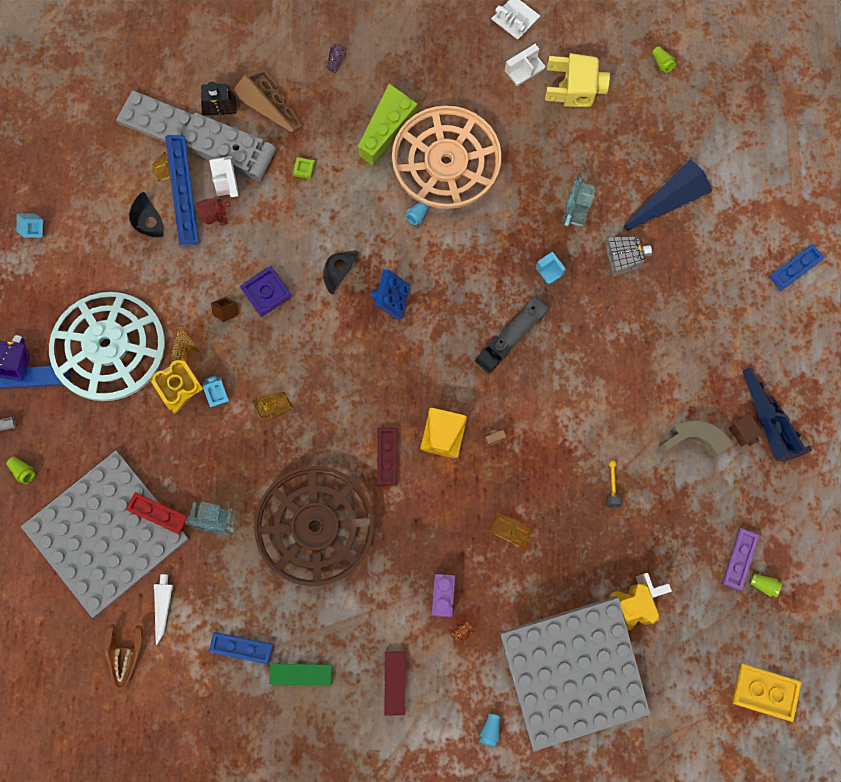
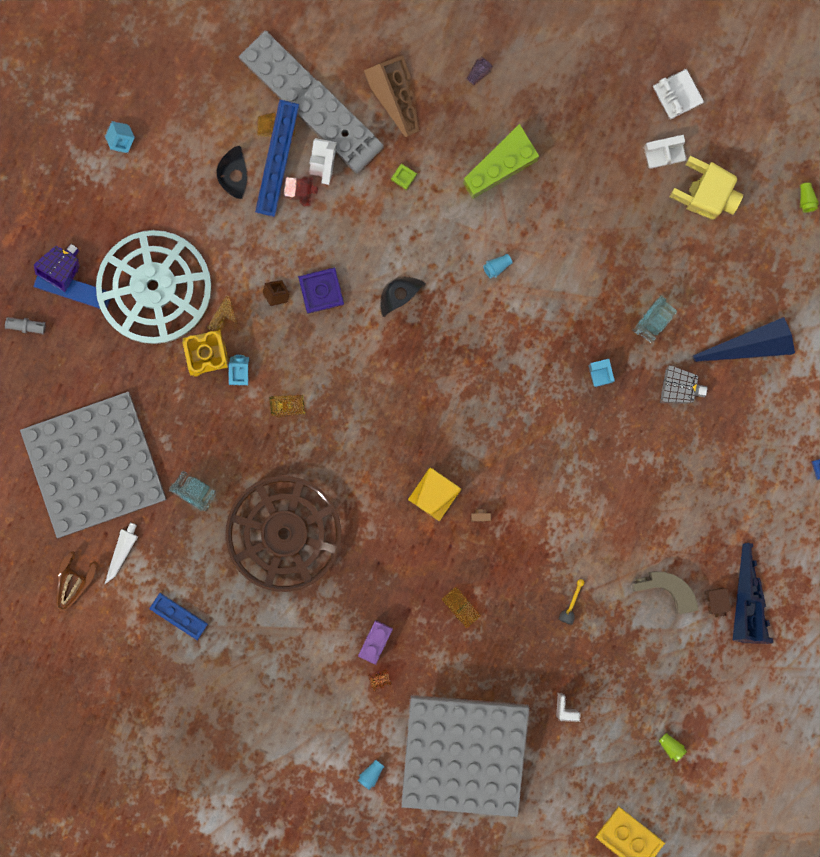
camera: 25 degrees right, 10 degrees up
(20, 470) = (36, 377): lime cone -> none
(157, 513) = (146, 467): red tile -> none
(217, 99) = (344, 74): black torso -> none
(300, 674) = (223, 660): green tile -> none
(387, 457) = (374, 494): dark red tile -> none
(391, 294) = (438, 341): blue plate -> none
(394, 683) = (302, 700): dark red tile -> none
(446, 148) = (546, 209): light nougat dish -> none
(513, 333) = (537, 424): dark grey piece -> none
(637, 605) = (543, 720): yellow piece -> none
(740, 559) = (660, 715): medium lavender tile -> none

